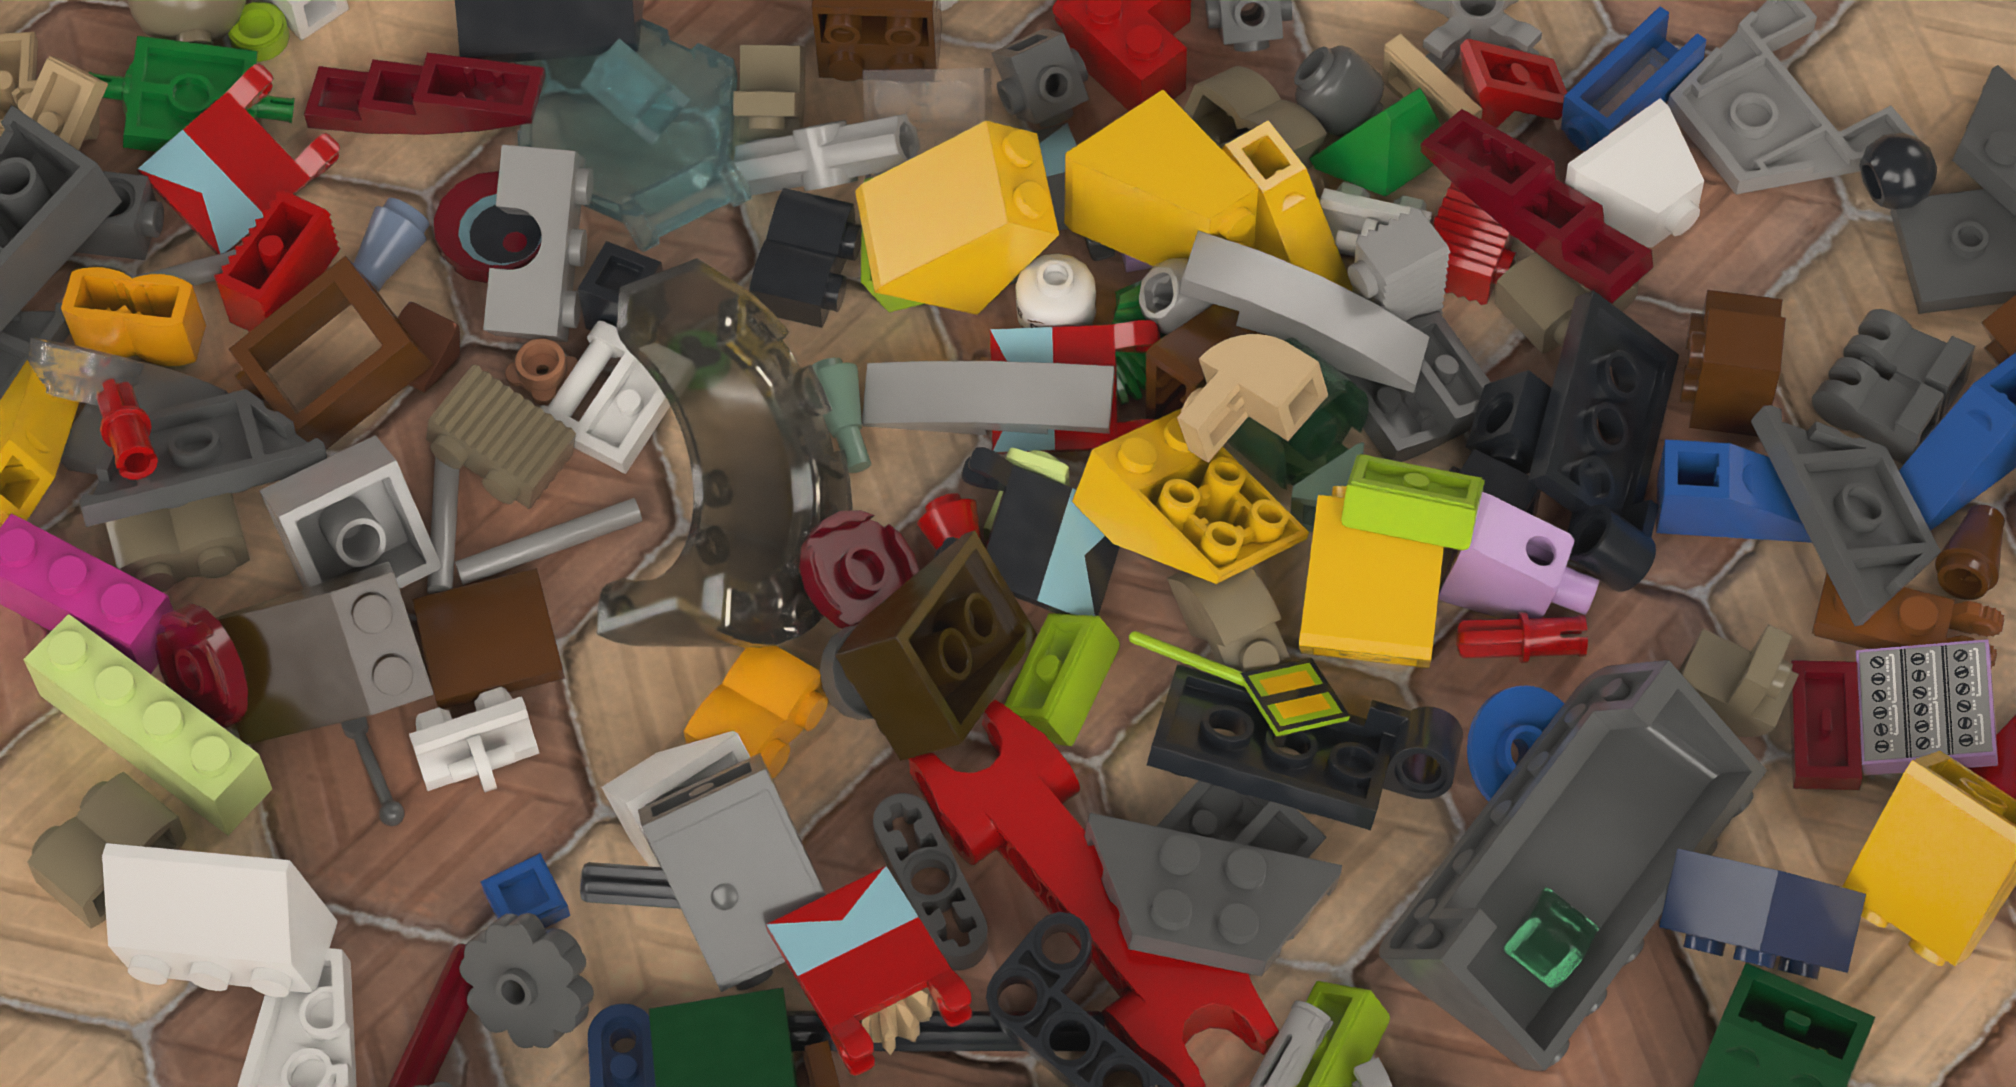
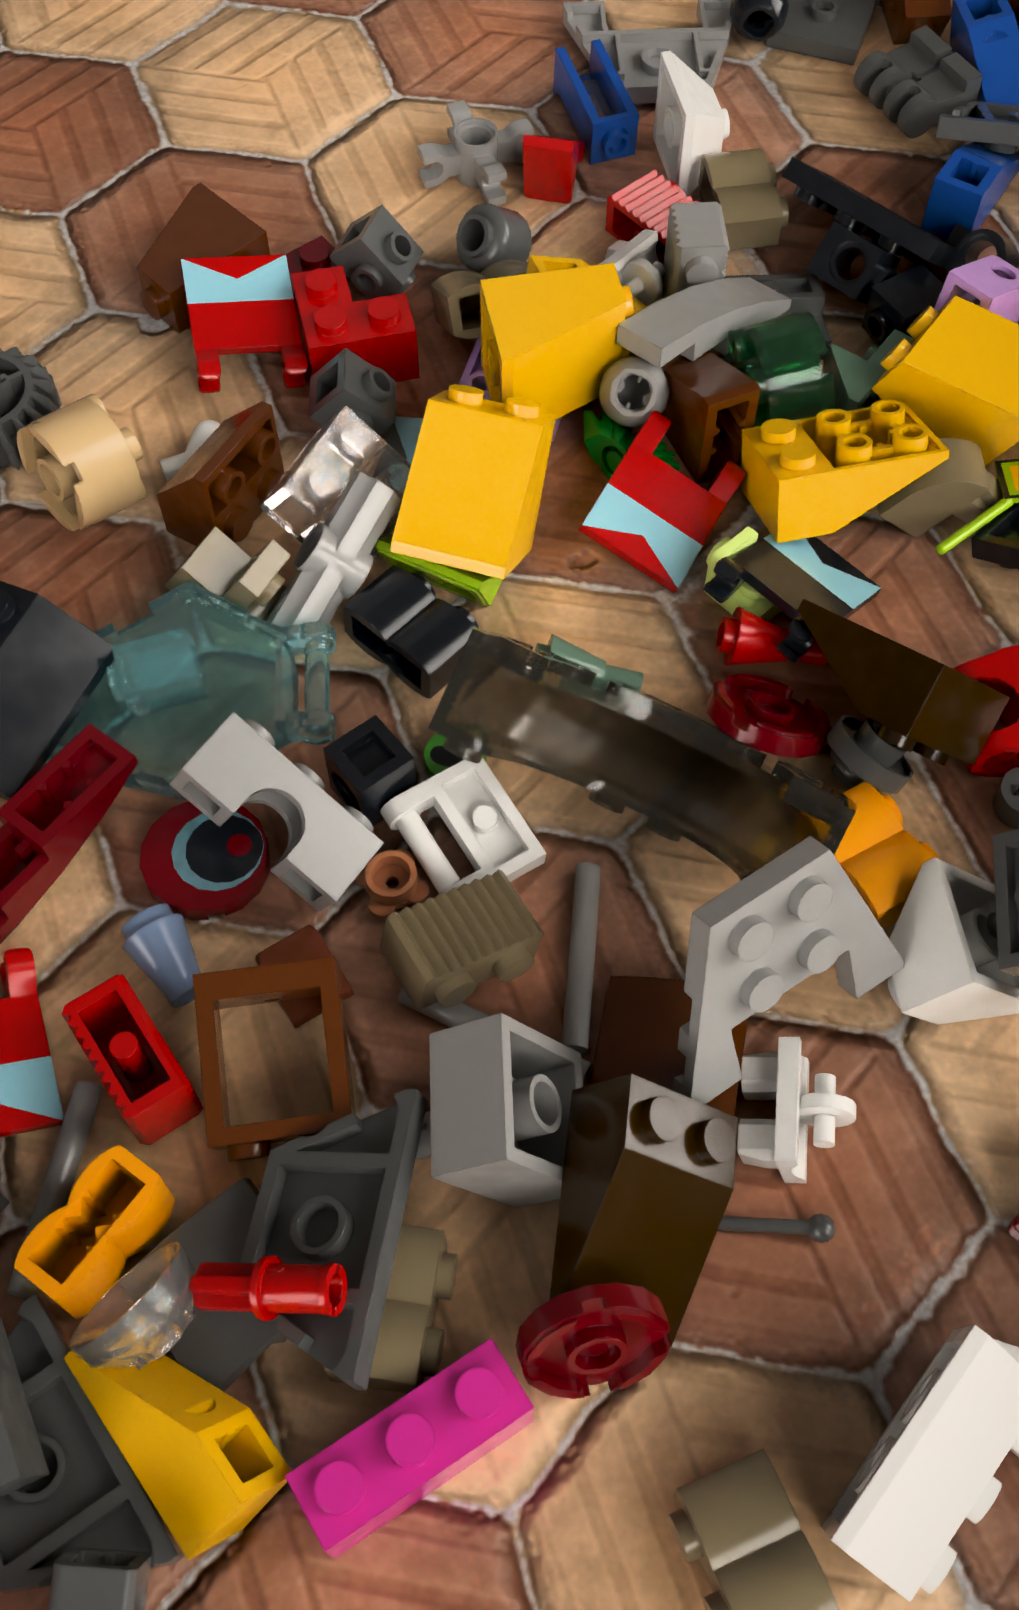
camera: 65 degrees left, 0 degrees up
(148, 724) = (617, 1435): yellowish green brick -> none
(526, 889) = (972, 1141): blue tile -> none
(559, 615) = (764, 940): none -> light grey wing
(988, 396) = (642, 555): light grey slope -> none
(1055, 293) = (574, 476): white head -> none
(1063, 675) = (913, 621): lime slope -> none
(1251, 379) = (791, 346): tan brick -> none
(1384, 149) = (569, 228): green slope -> none
(1408, 69) = (537, 197): tan tile -> none
(1412, 502) = (946, 305): lime slope -> none
(1528, 201) = (679, 167): dark red slope -> none
(1732, 360) = (868, 138): reddish brown brick -> none

